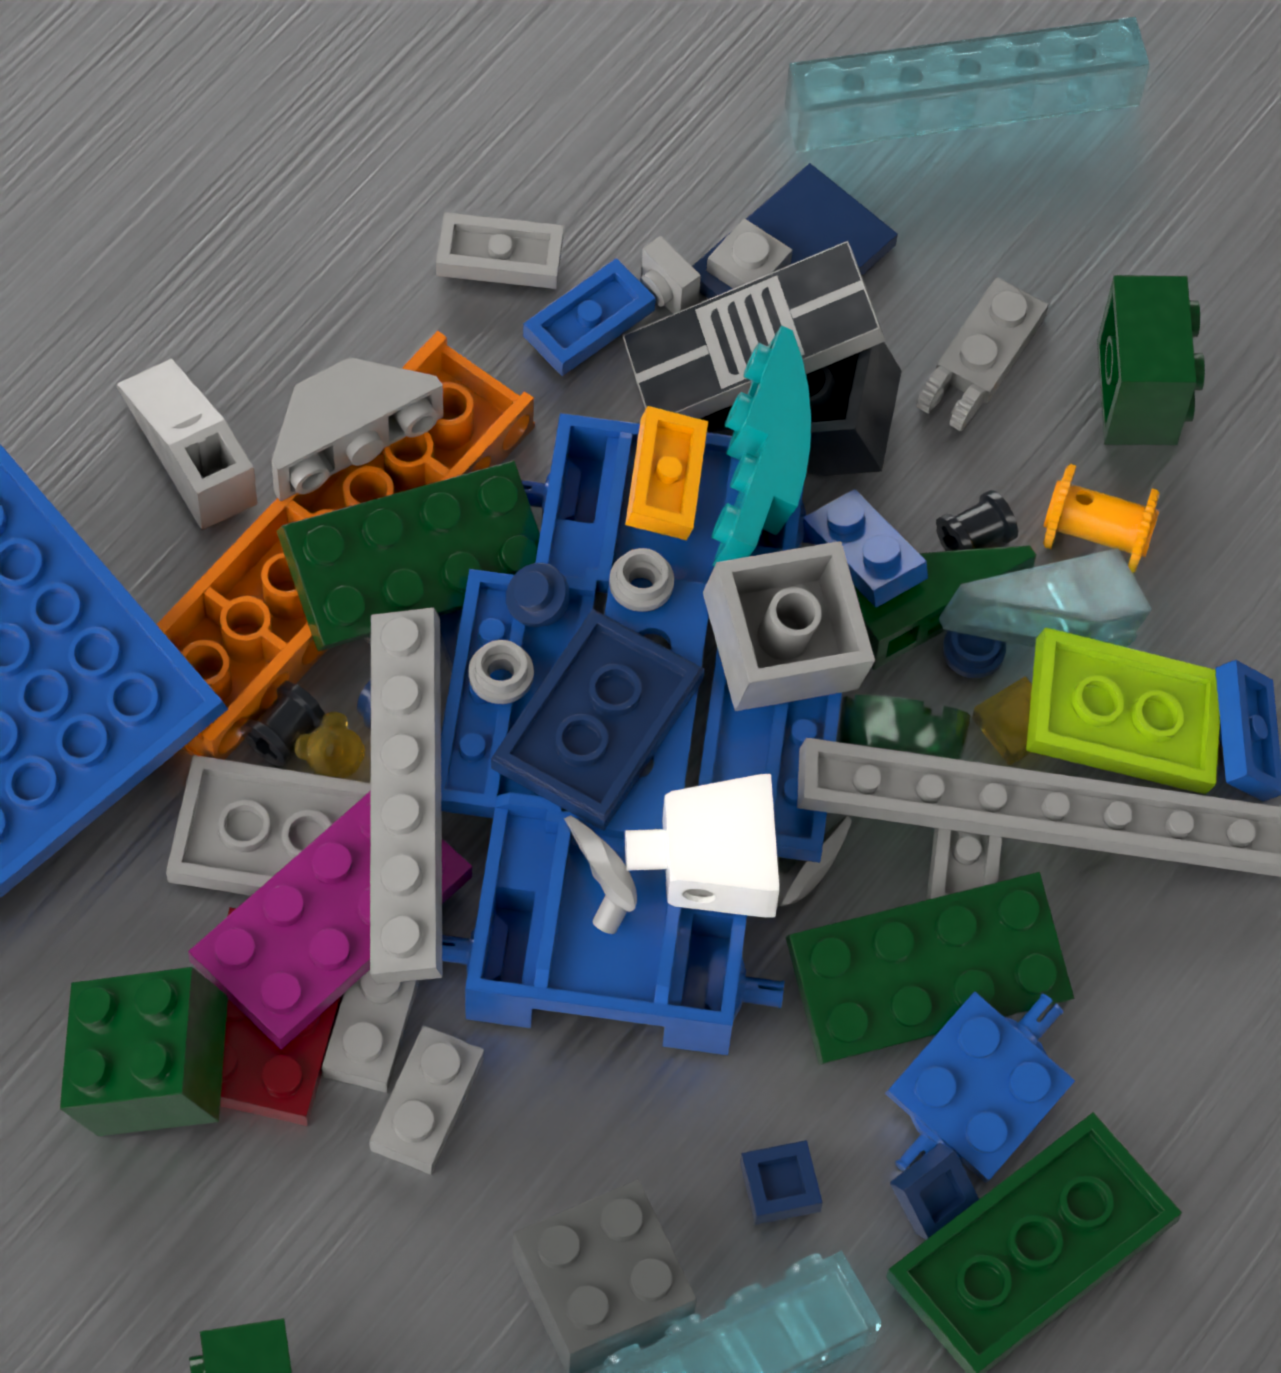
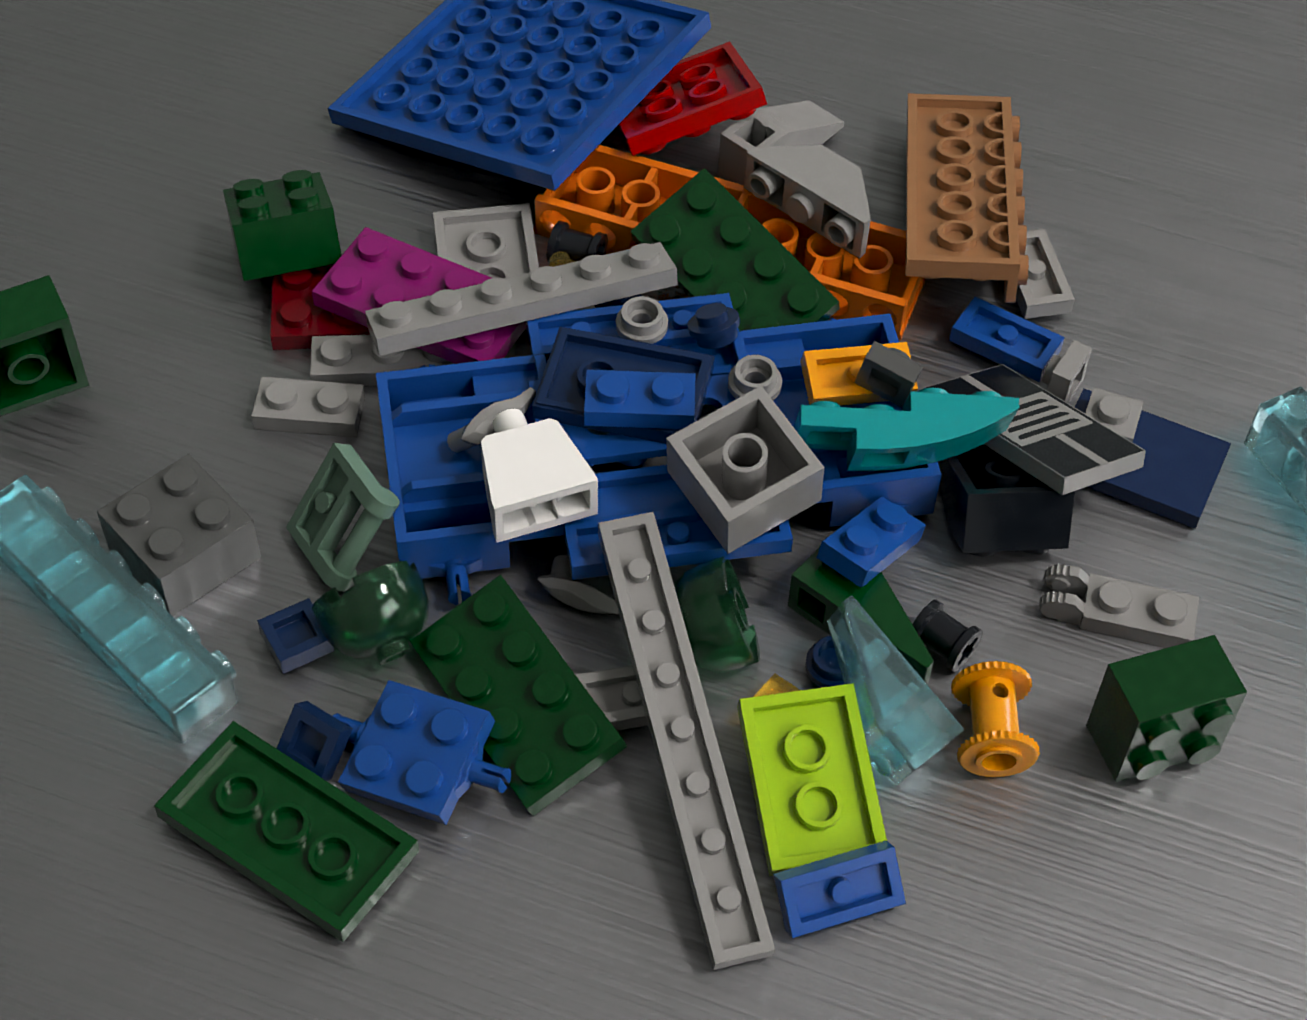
camera: 75 degrees right, 10 degrees down
(123, 495) = (692, 99): none -> red plate
(374, 267) = (965, 190): none -> medium nougat bracket
(630, 1089) = (329, 508): none -> sand green plate
(646, 702) = (639, 399): none -> blue plate
(704, 436) = (888, 373): none -> dark grey plate
(791, 1082) = (376, 613): none -> clear green cylinder

